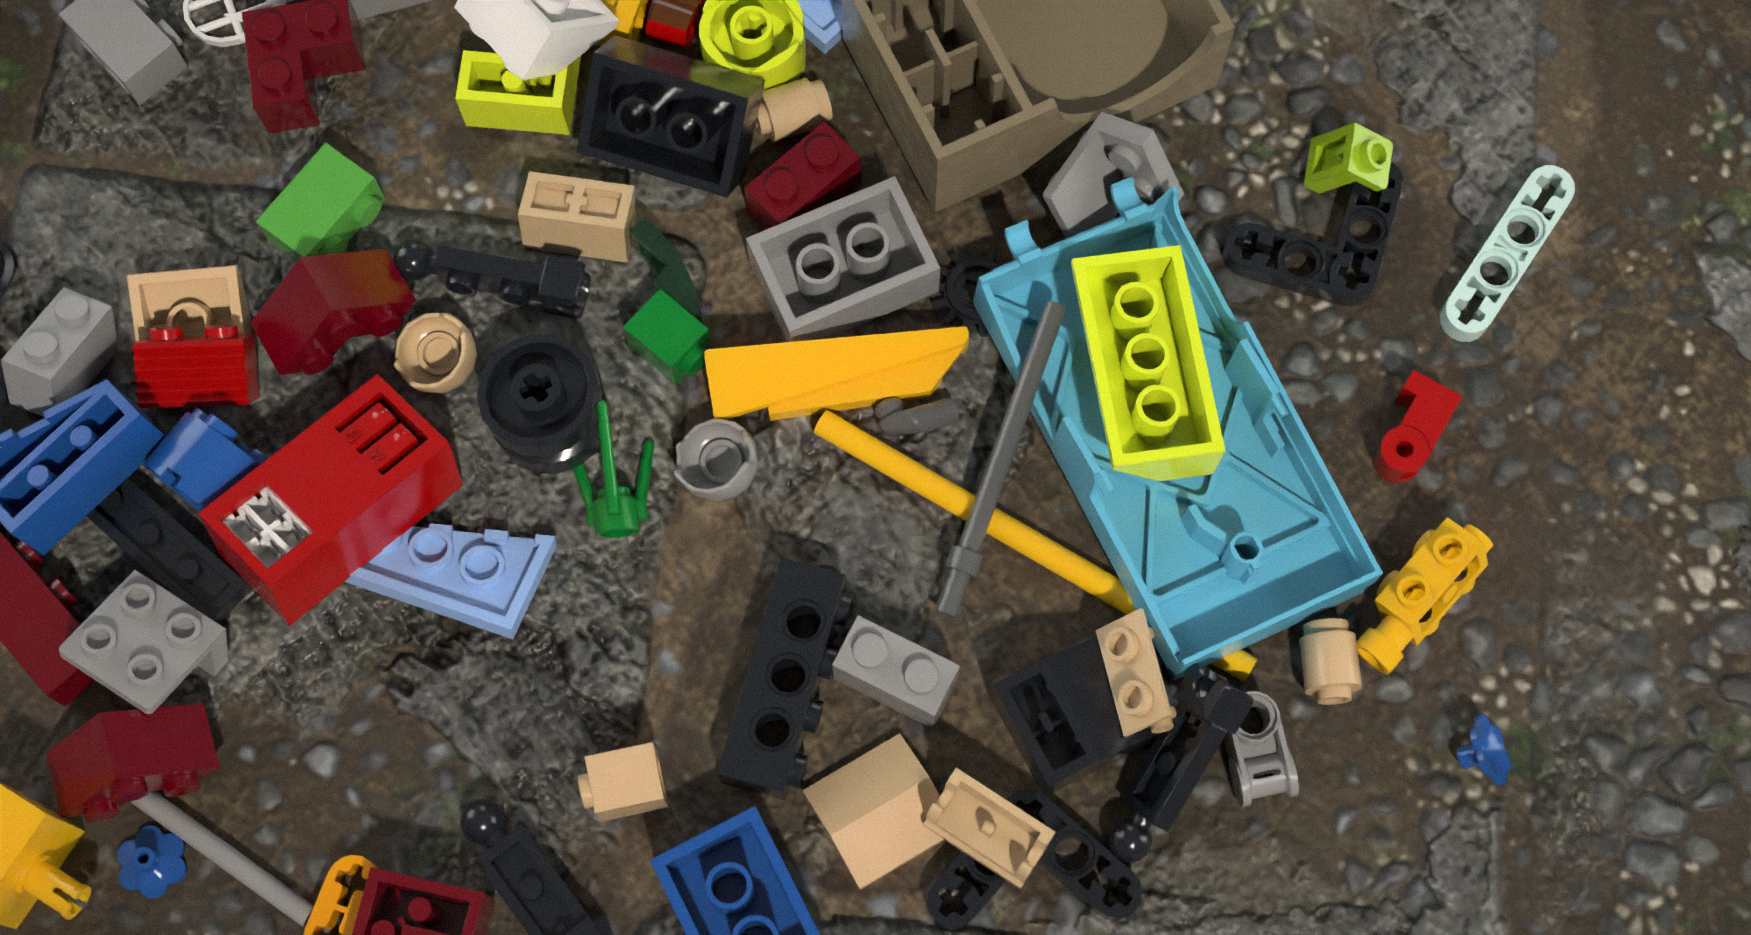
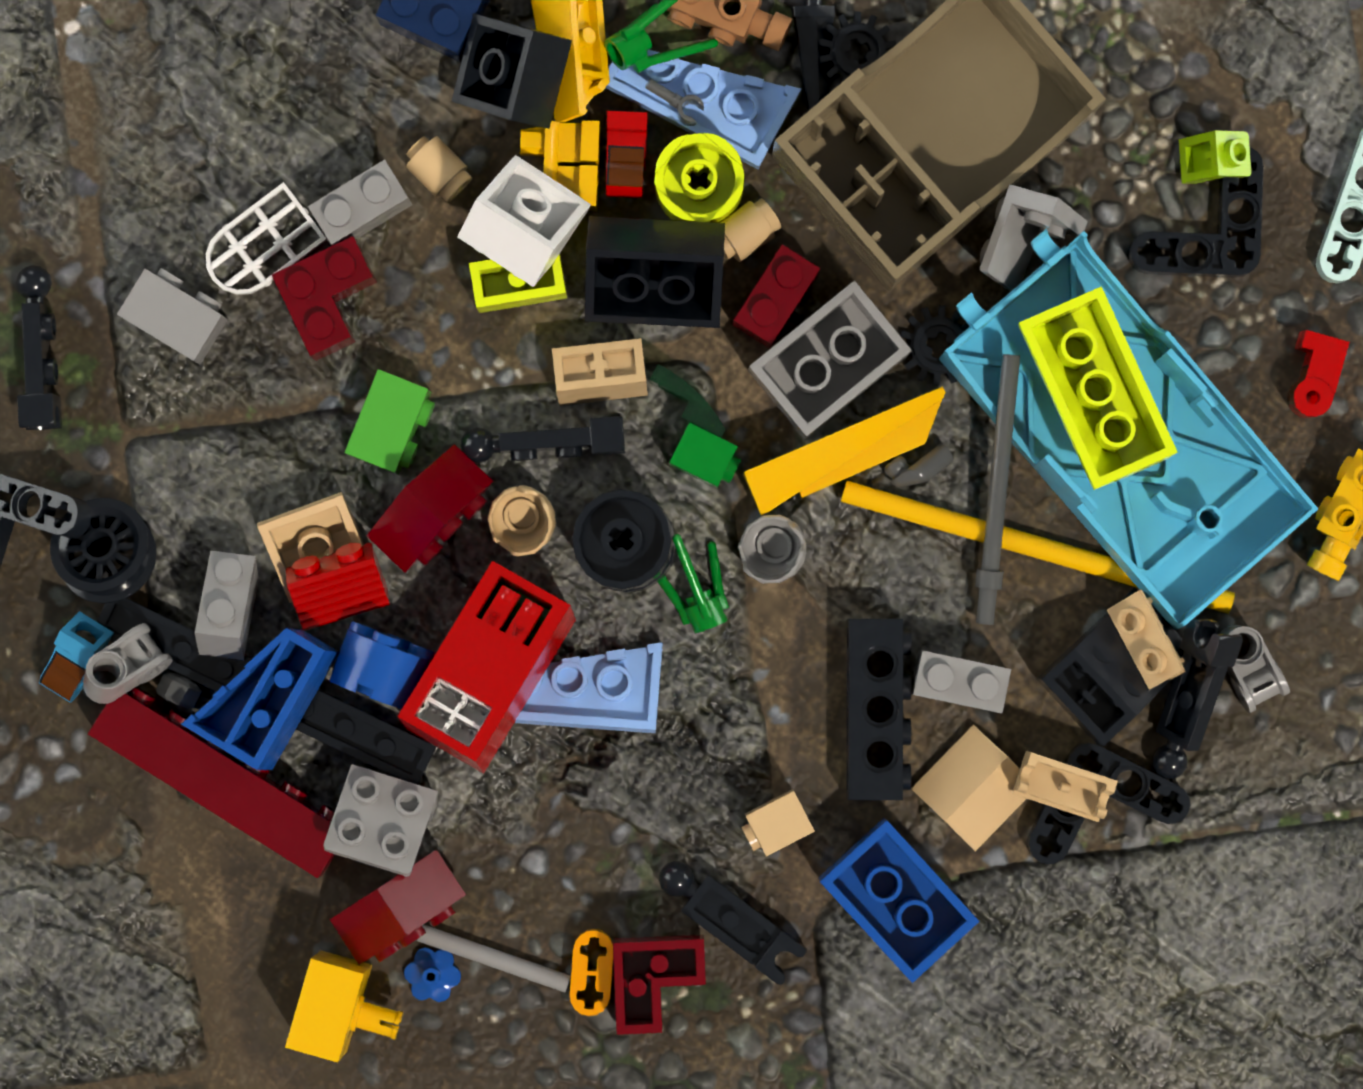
camera: 15 degrees left, 15 degrees up
(1330, 661) = (1291, 582): tan brick -> none

